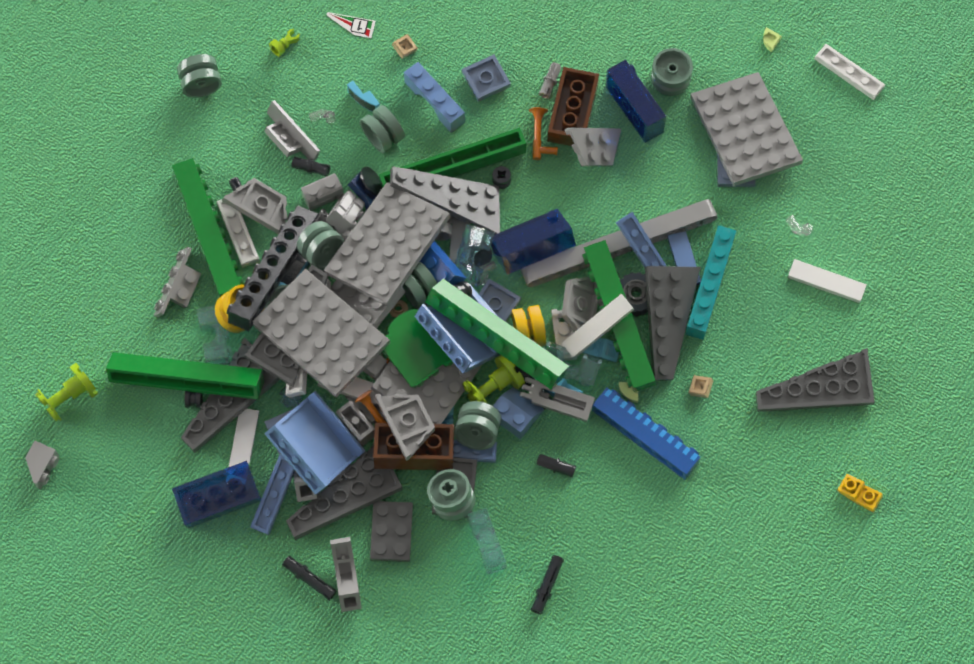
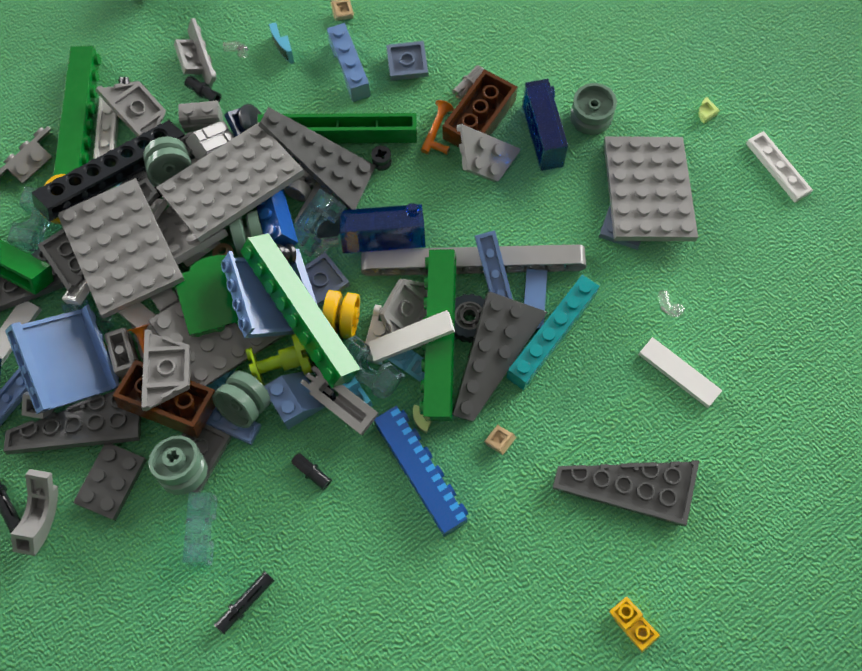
camera: 20 degrees right, 0 degrees up
(382, 129) = (283, 73): sand green wheel -> none

